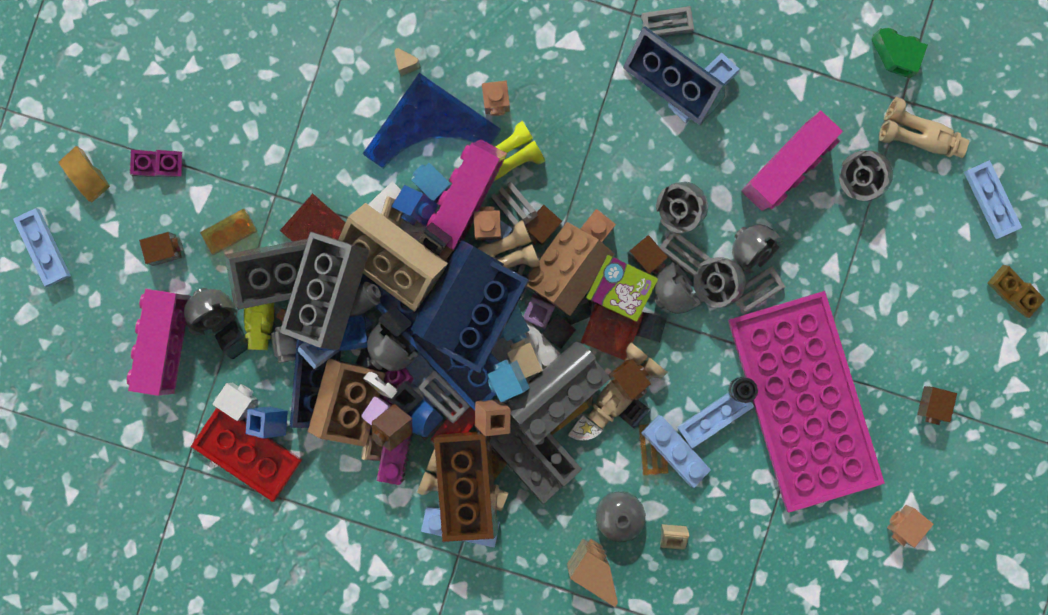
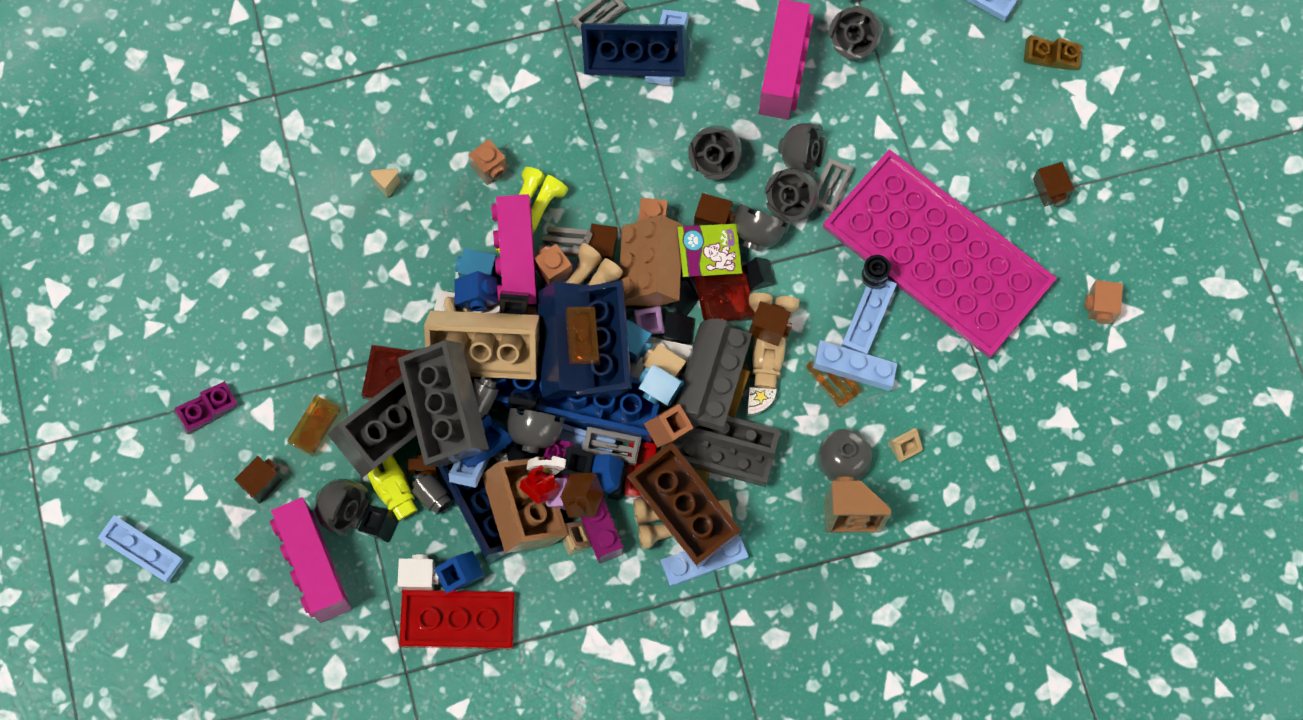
camera: 30 degrees left, 15 degrees down
(83, 174) = (142, 456): pearl gold slope -> none
(362, 401) = (539, 485): none -> red tile
(427, 114) = (432, 215): clear blue plate -> none
(467, 306) = (582, 335): none -> clear orange plate
(634, 413) = (795, 357): black slope -> none
(690, 246) = (743, 185): light grey tile -> none

